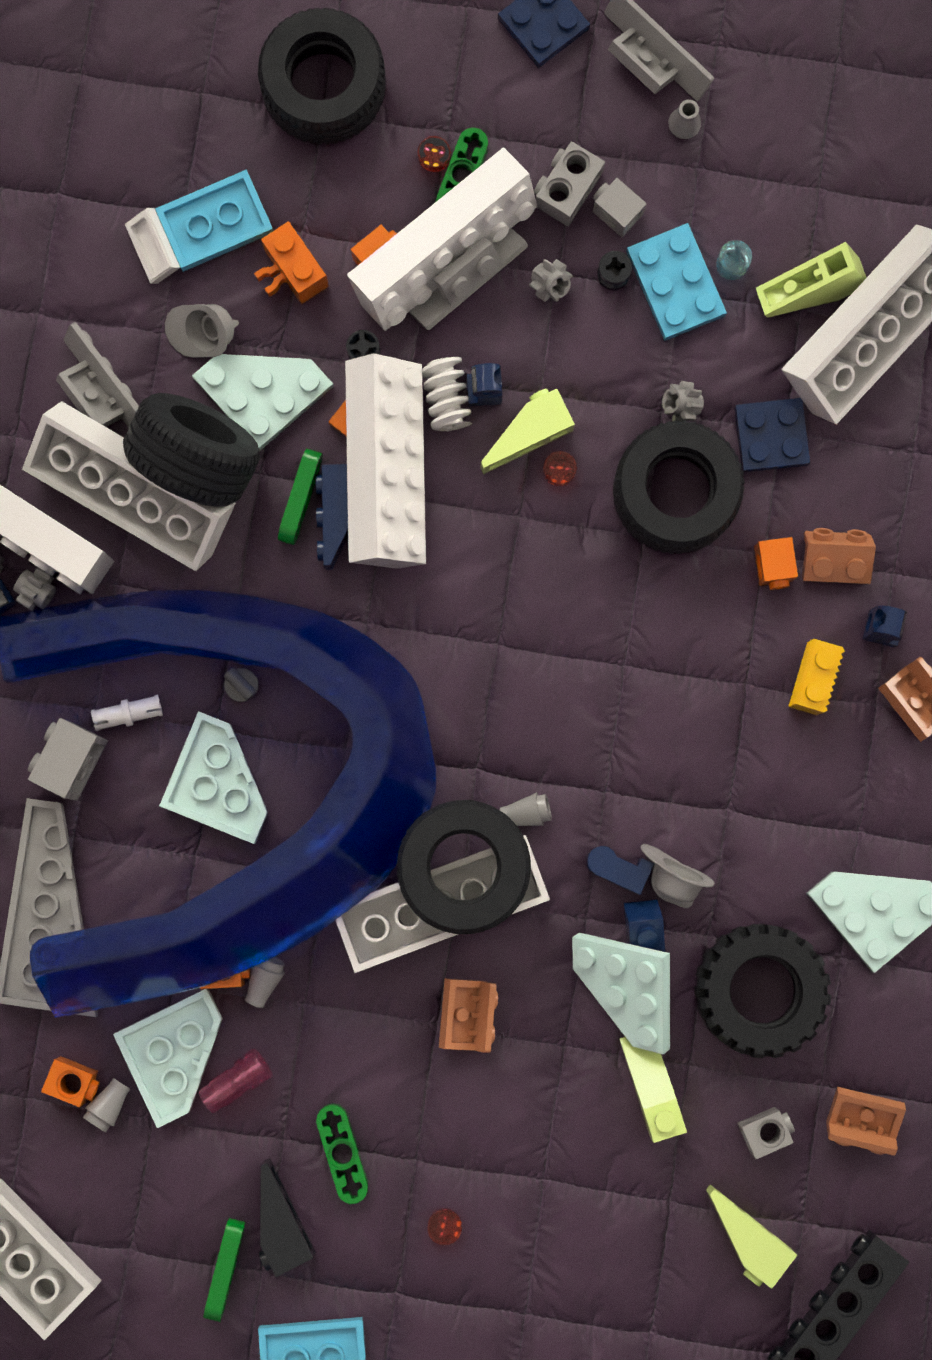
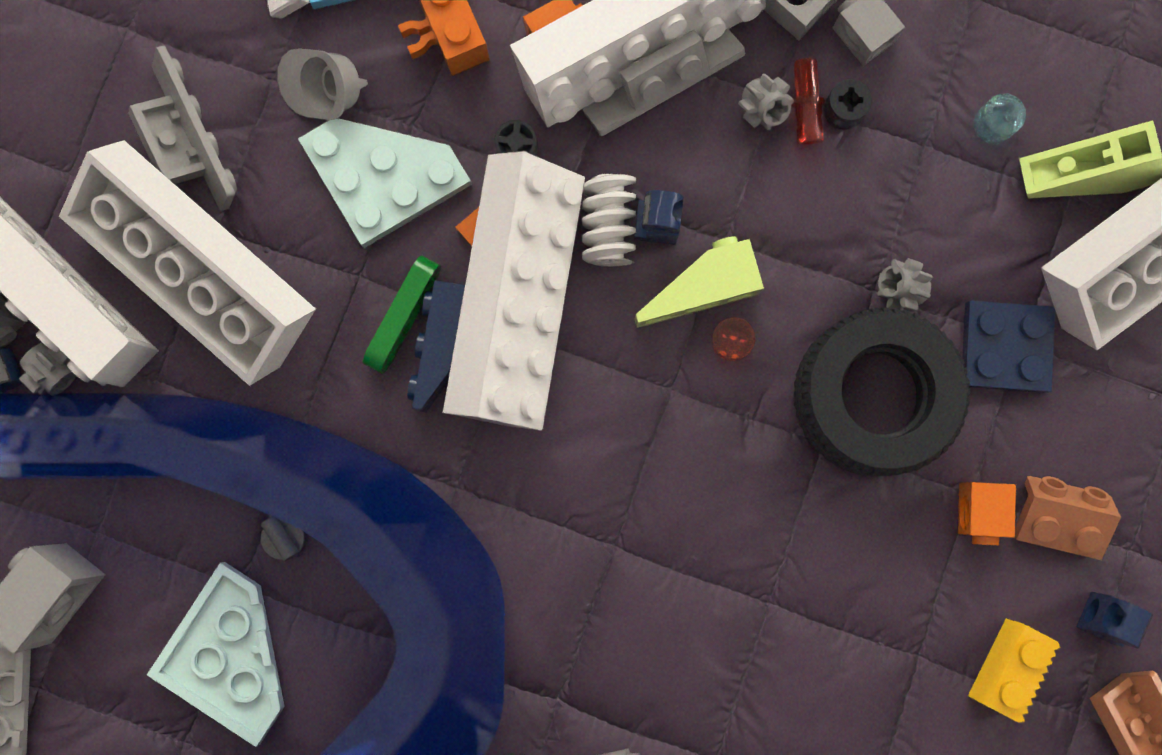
camera: 15 degrees right, 0 degrees up
(126, 712) = (132, 546): white pin -> none
(191, 450) = (266, 232): black tyre -> none
(583, 274) = (807, 102): none -> clear red axle
(676, 282) = (921, 133): medium azure plate -> none

